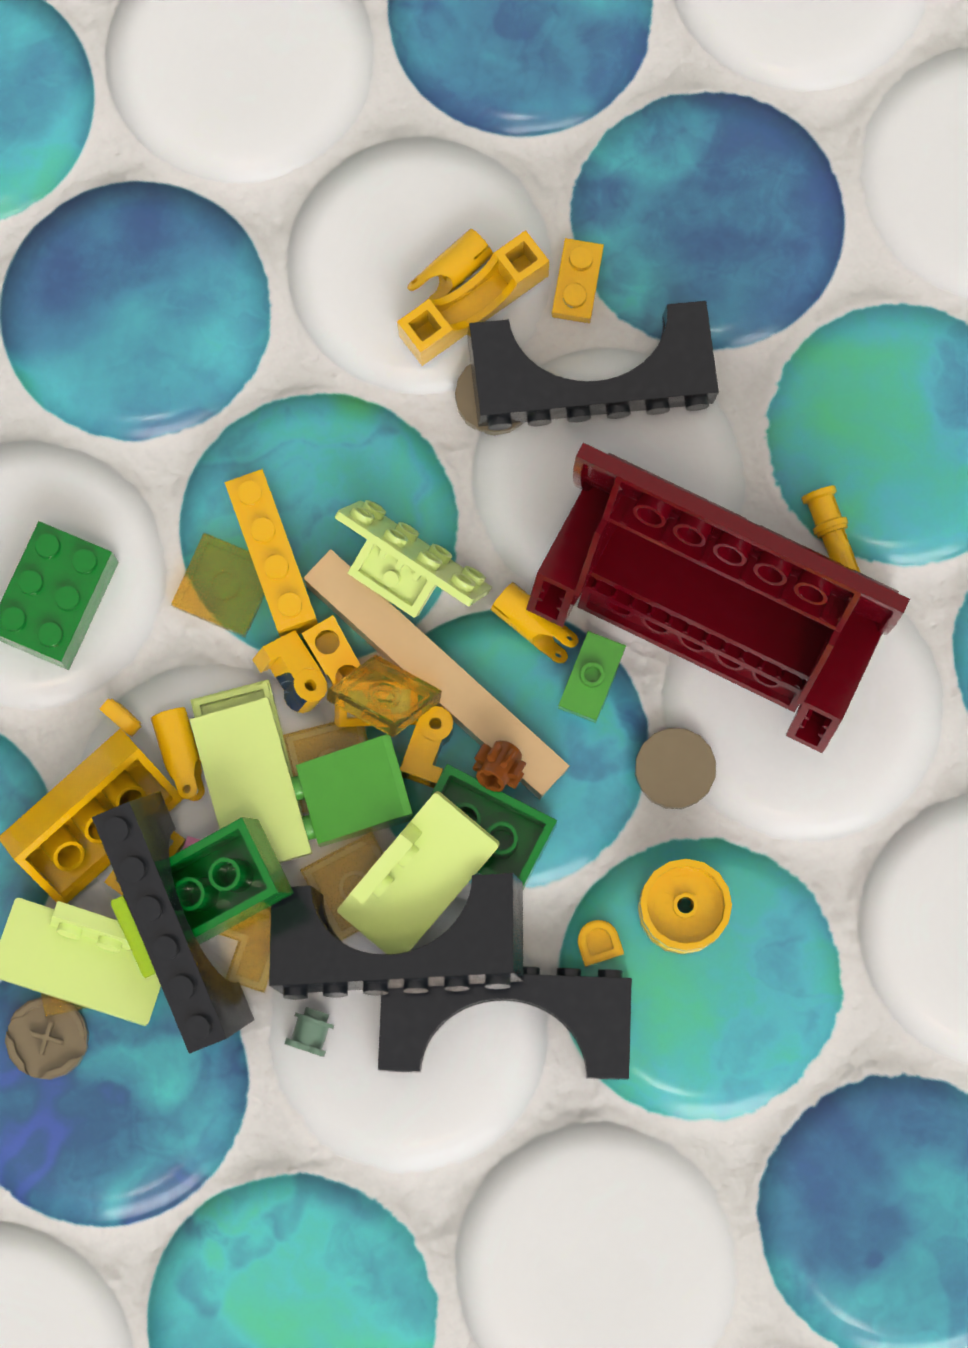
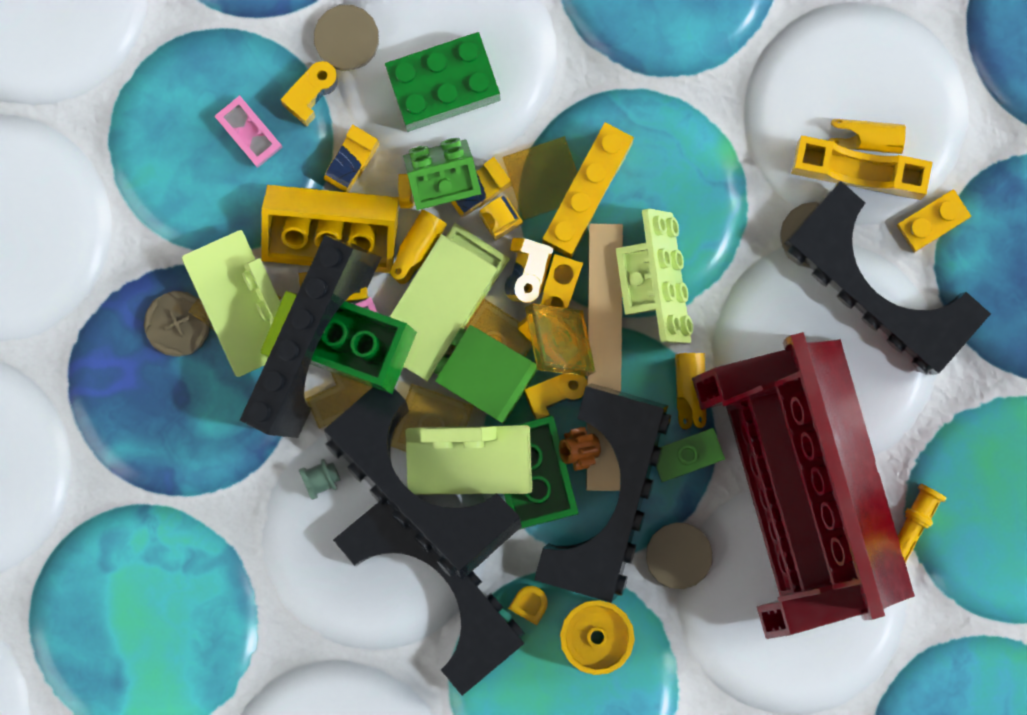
camera: 50 degrees right, 5 degrees up
(45, 740) = (351, 159): none -> leg
(135, 668) = (441, 173): none -> bright green bracket
(179, 648) = (492, 182): none -> yellow leg
(223, 654) = (500, 217): none -> yellow leg
(617, 845) = (634, 432): none -> black arch

